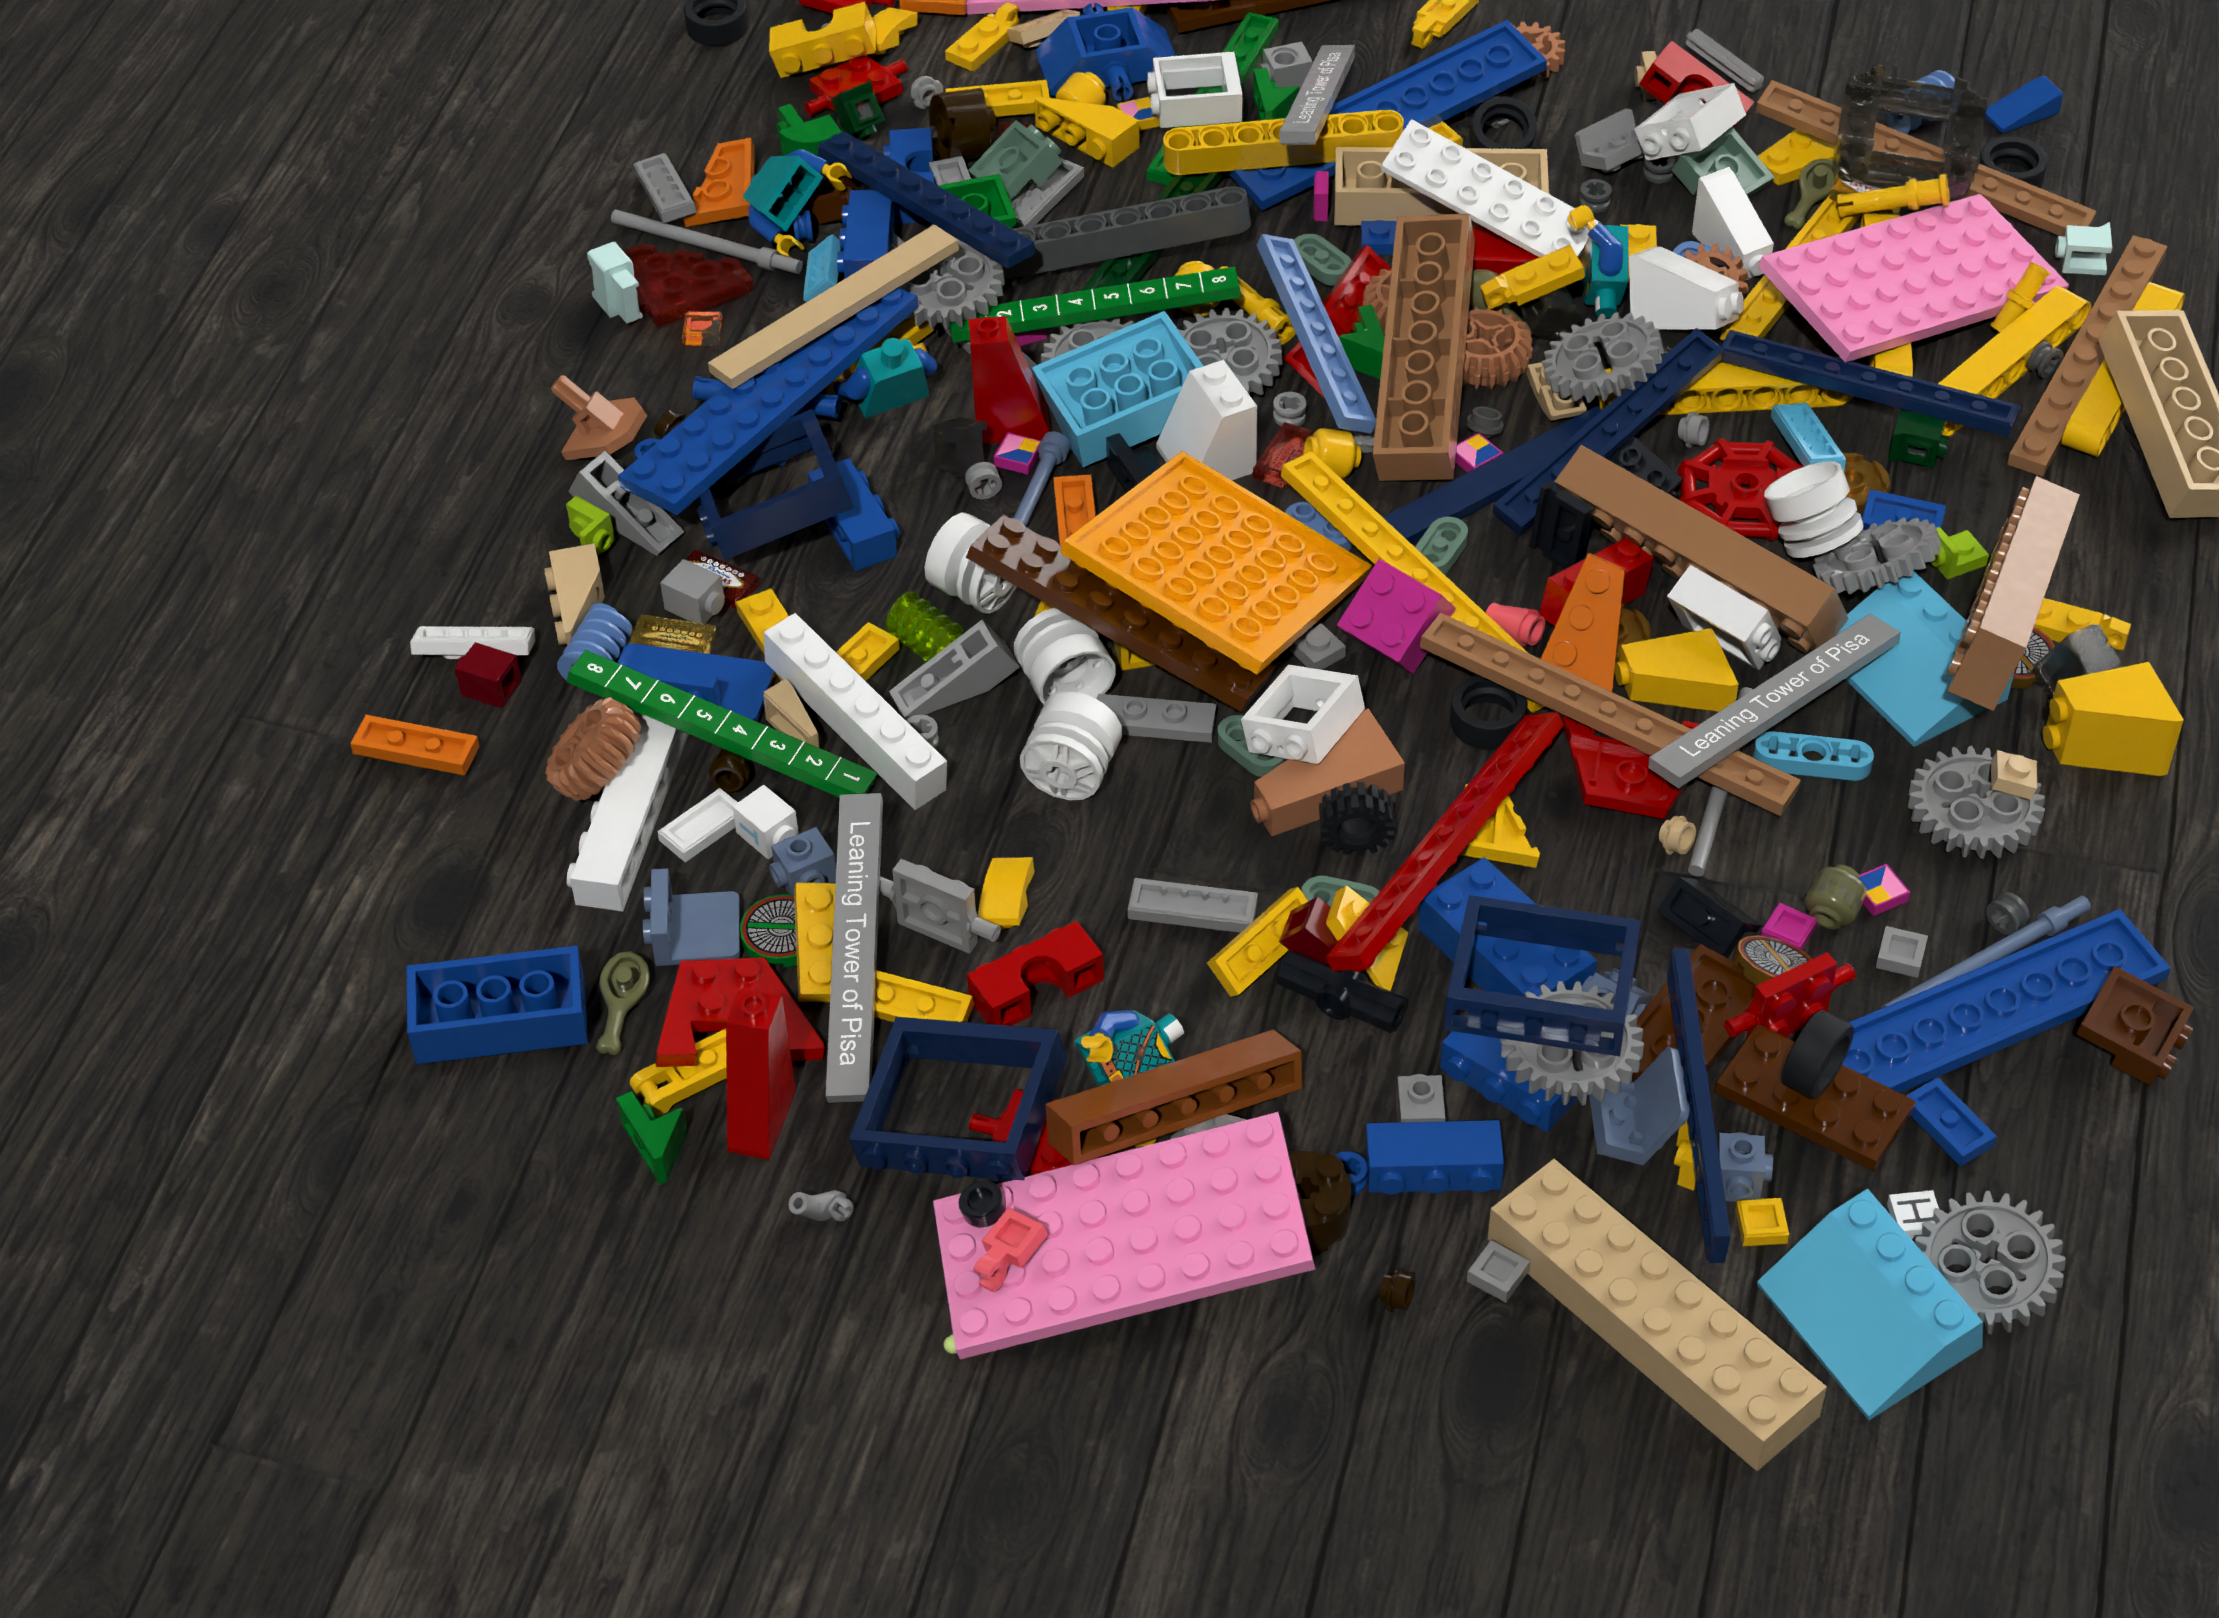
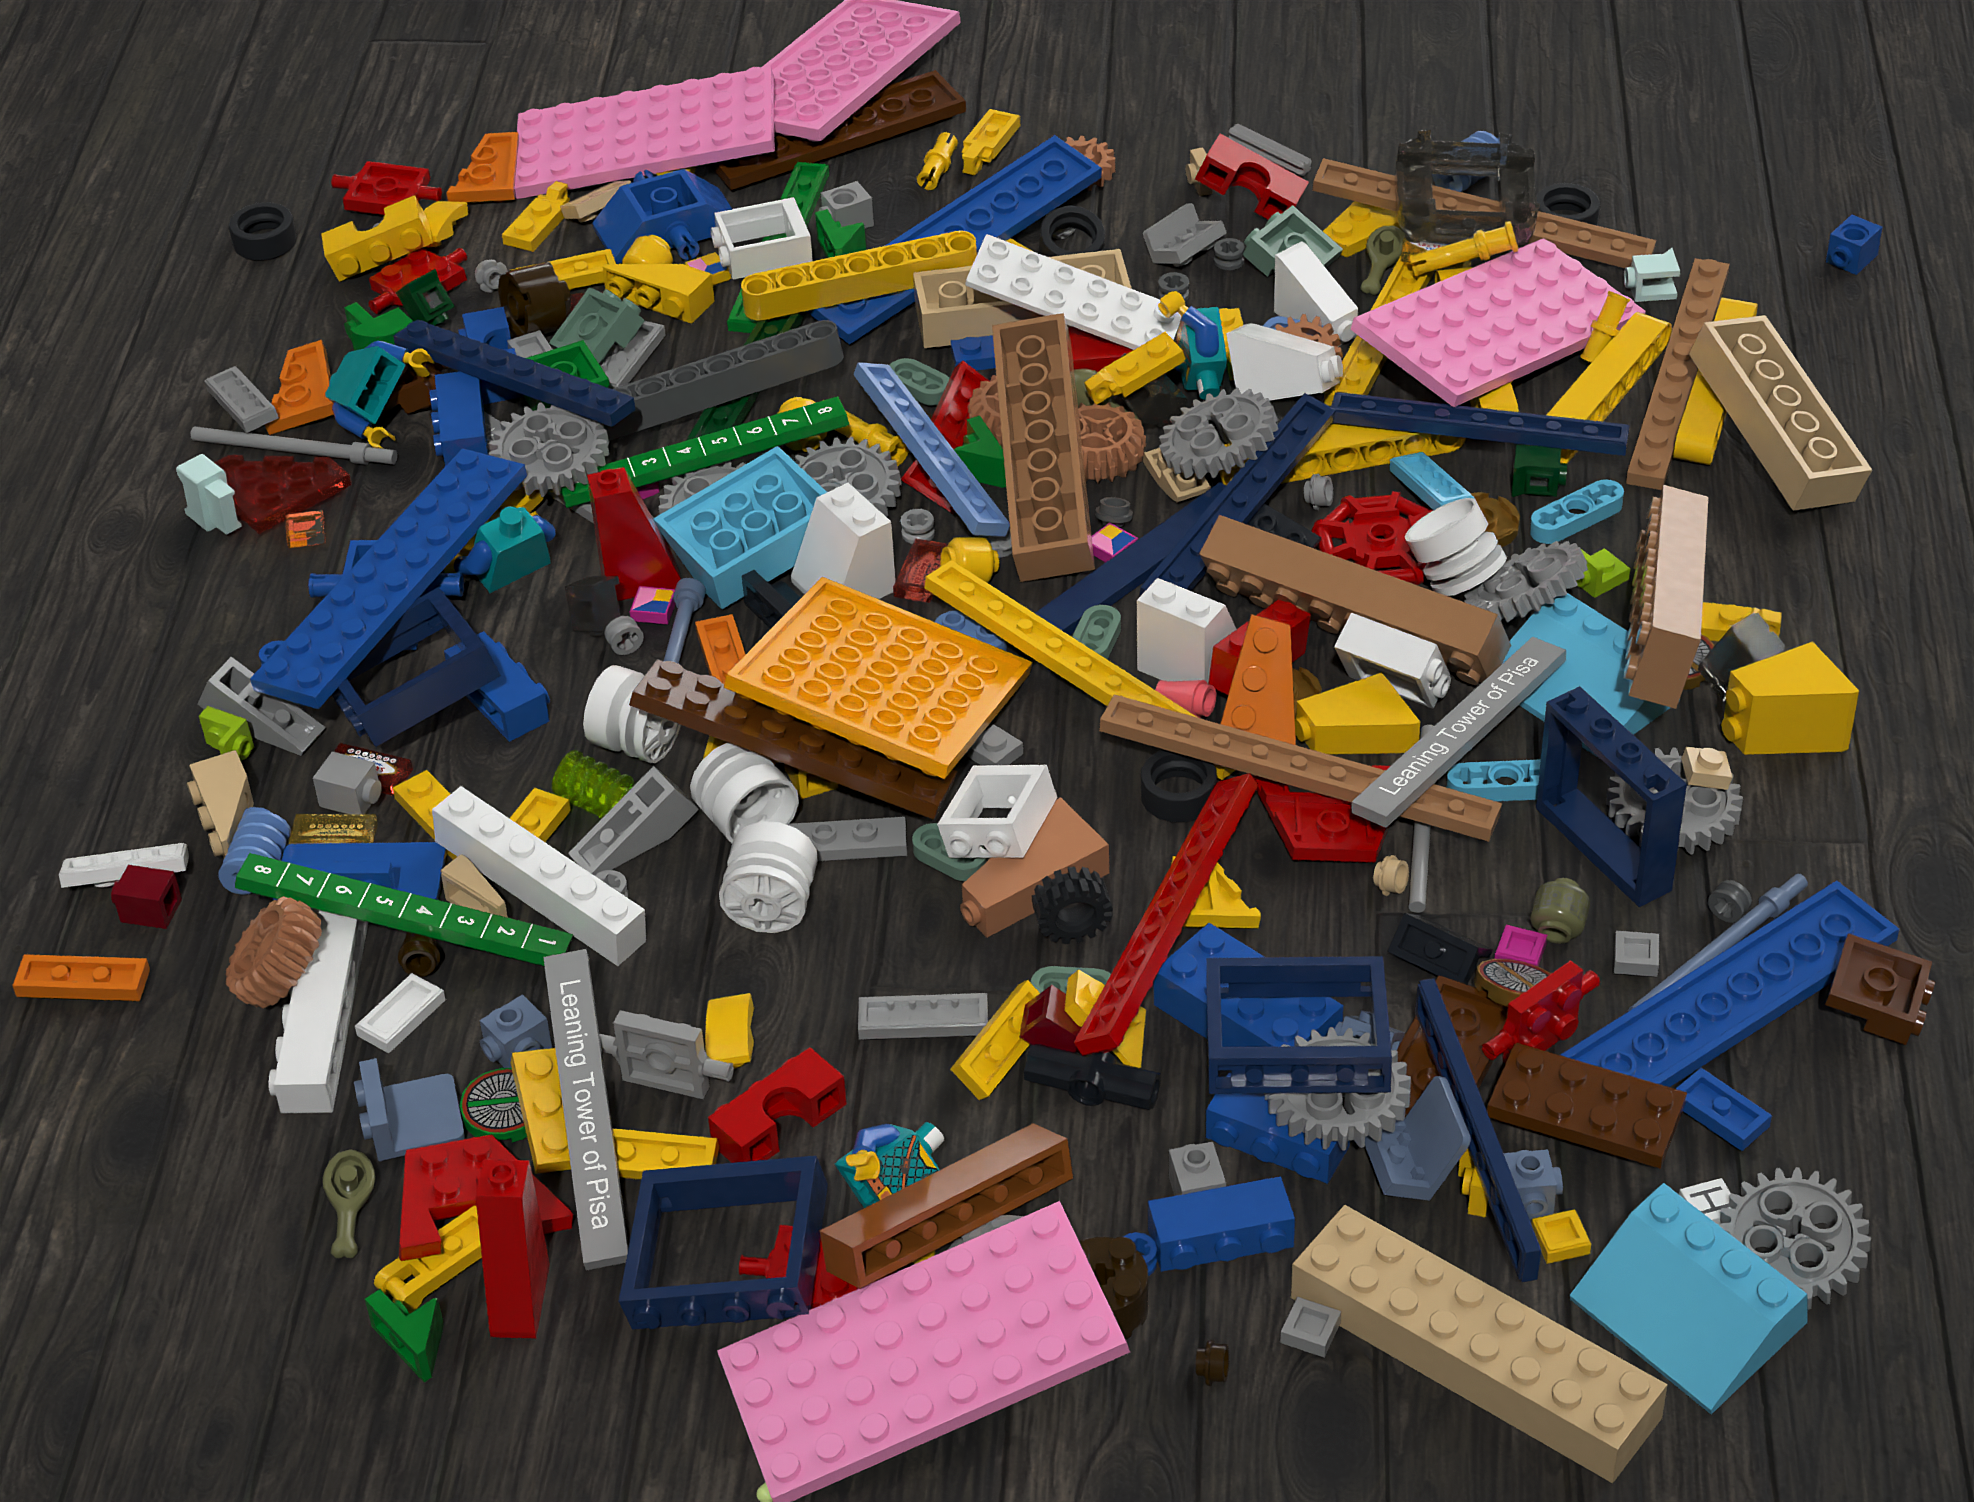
camera: 10 degrees left, 5 degrees down
(496, 1005) = (217, 1225): blue brick -> none
(599, 422) = (215, 631): nougat piece -> none
(668, 422) = (288, 623): dark brown plate -> none
(764, 820) = (465, 998): white brick -> none
(802, 227) = (391, 418): blue bush -> none
(821, 268) = (418, 456): medium azure plate -> none
(821, 1206) = (602, 1375): light grey arm -> none
(832, 306) = (441, 485): tan tile -> none
(982, 1204) = (771, 1344): black tile -> none
(1008, 1242) = (808, 1377): coral plate -> none
(1317, 95) = (885, 227): light grey tile -> none
(1321, 181) = (906, 322): dark pink tile -> none
(1387, 29) = (937, 161): none -> yellow pin
(1393, 615) = (1066, 705): dark pink brick -> none
(1518, 557) = (1178, 632): none -> white slope
(1561, 526) = (1216, 583): black plate -> none
(1688, 123) = (1251, 209): white window -> none
(1817, 1054) = (1585, 1060): black tyre -> none
(1883, 890) = (1605, 897): tile -> none
(1887, 506) = (1519, 537): blue plate -> none
(1924, 865) = (1636, 871): none -> dark blue window
(1973, 478) = (1557, 523): none -> medium azure beam
(2025, 105) = (1566, 154): blue slope -> none
(2044, 359) = (1639, 382): dark grey bush -> none

